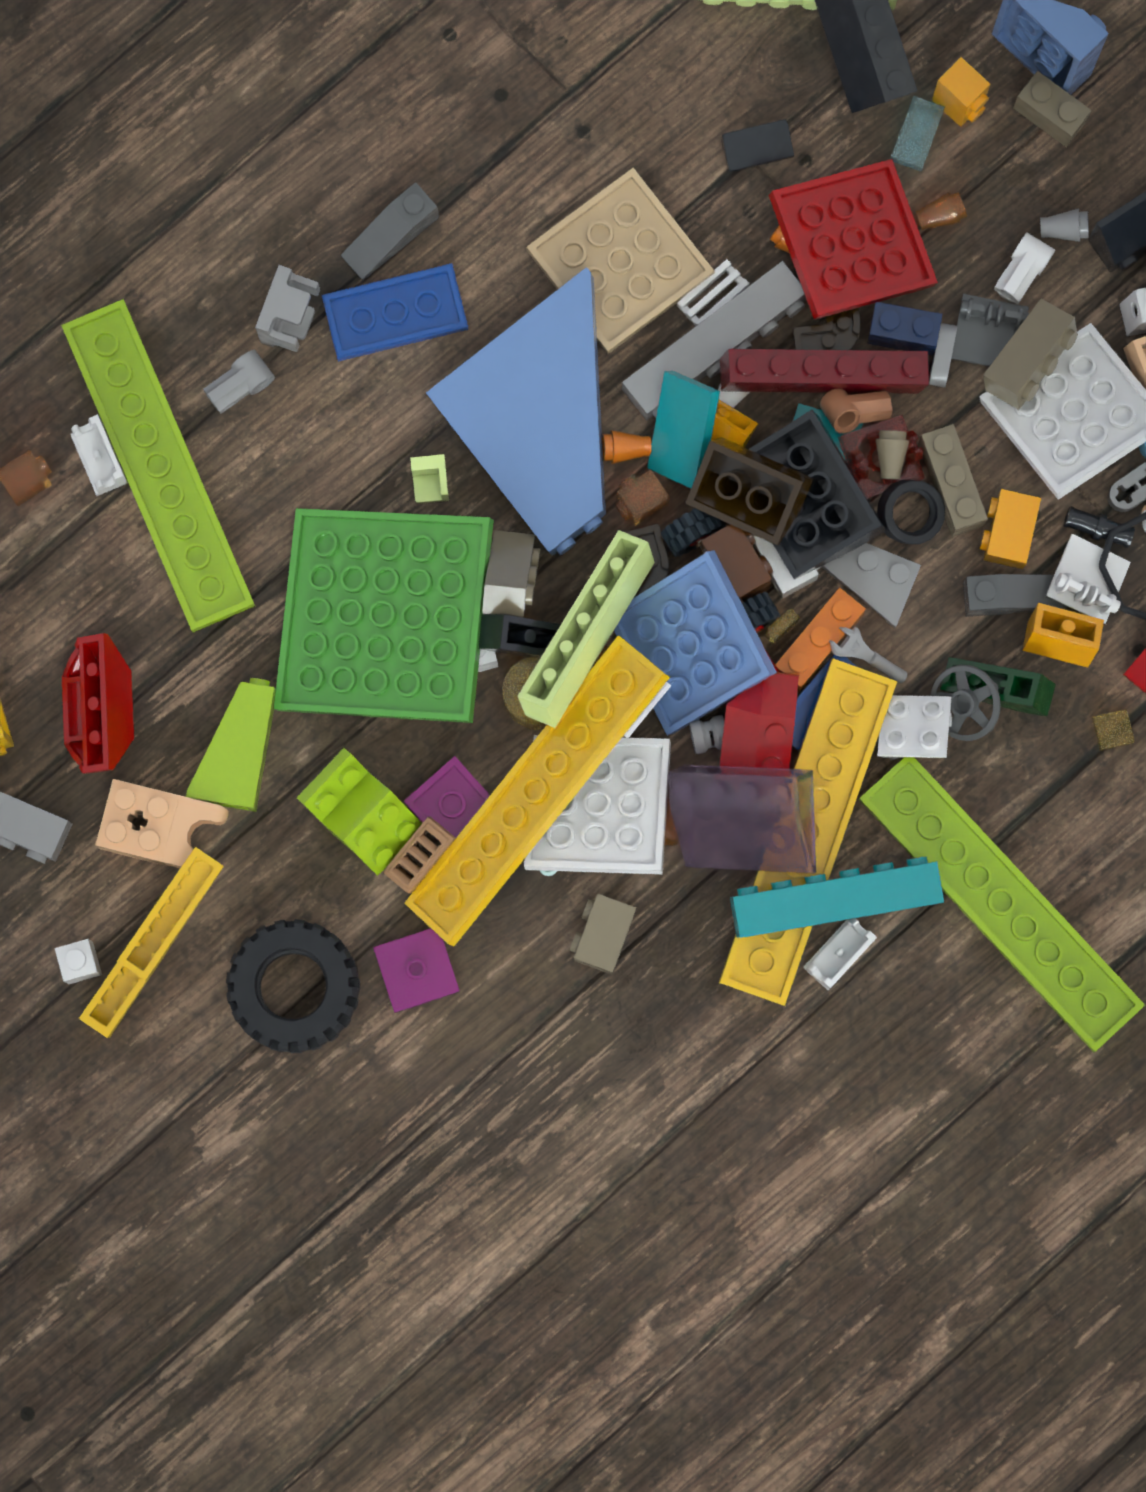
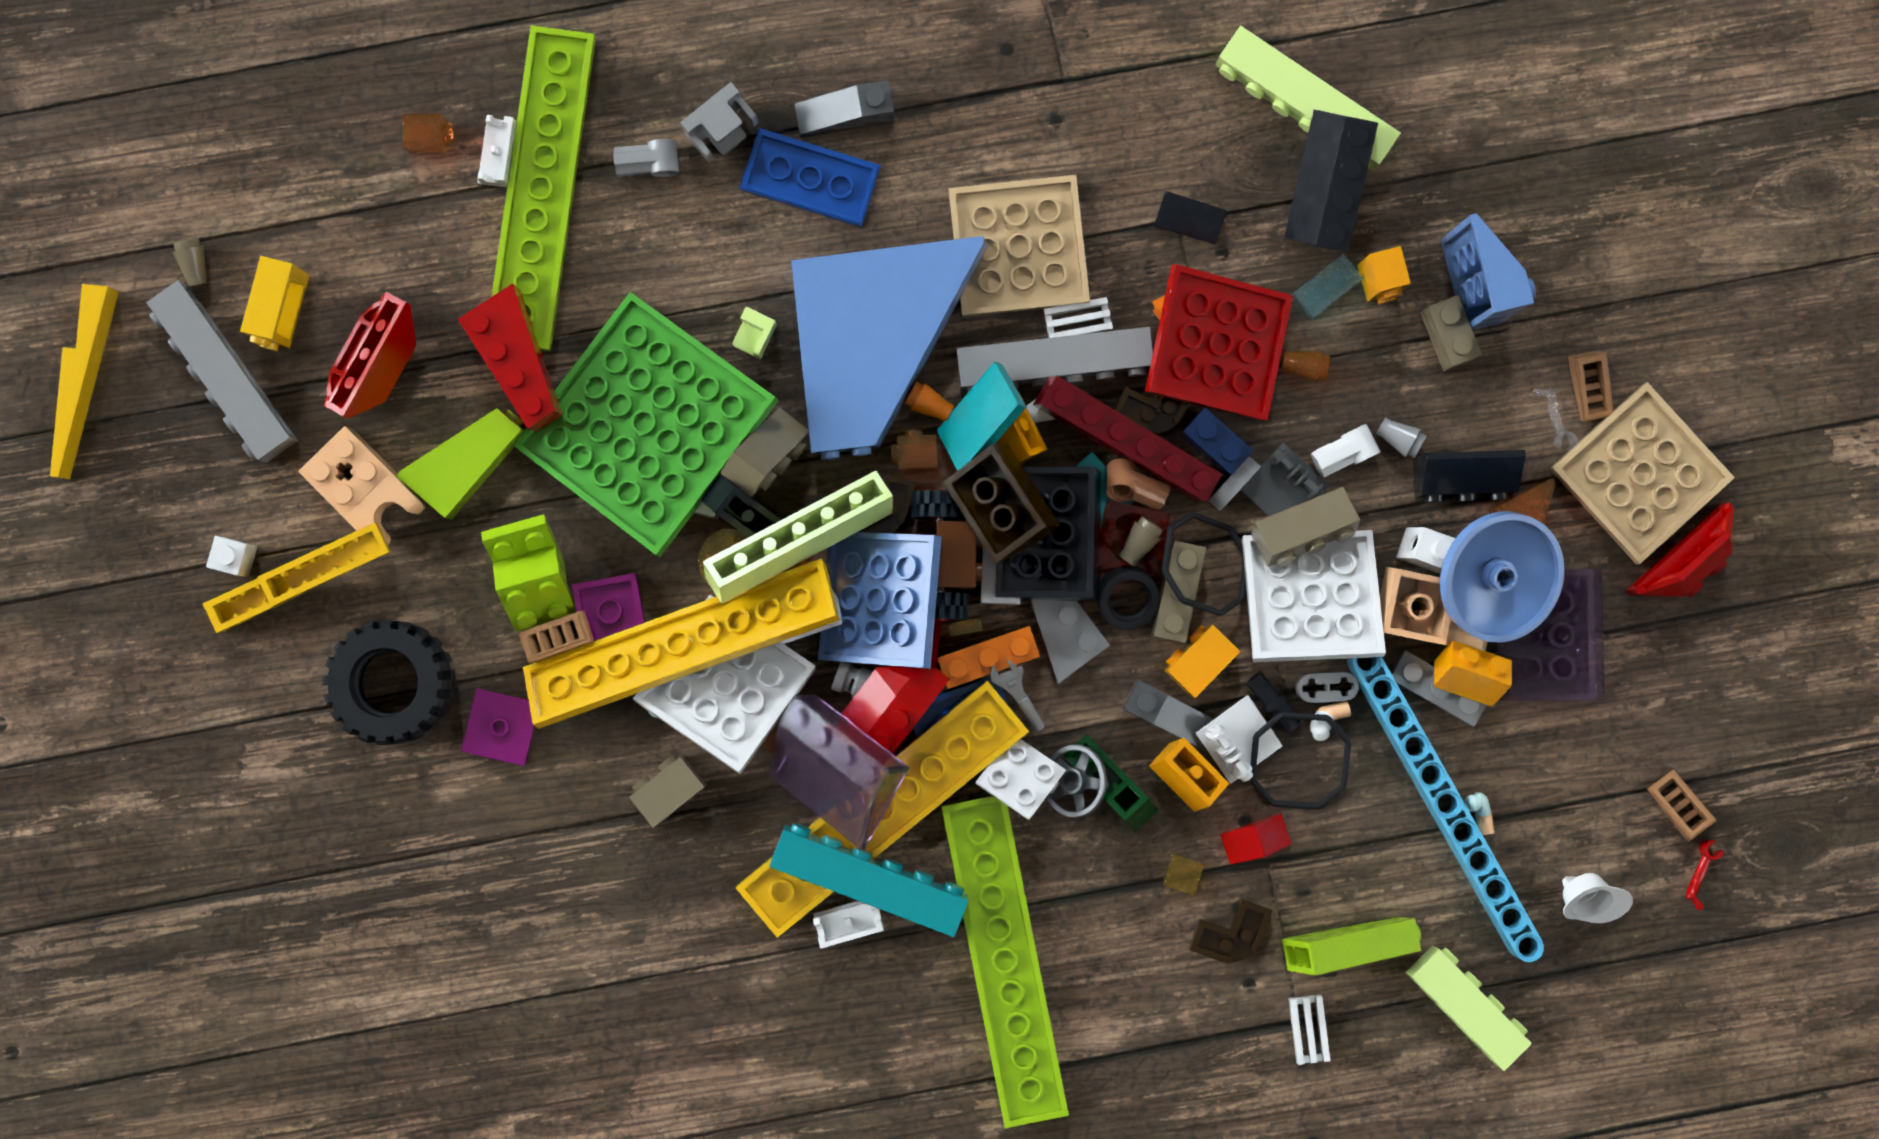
camera: 25 degrees right, 5 degrees up
(224, 622) = (511, 351): none -> red wedge
(966, 480) = (1167, 552): none -> black piece

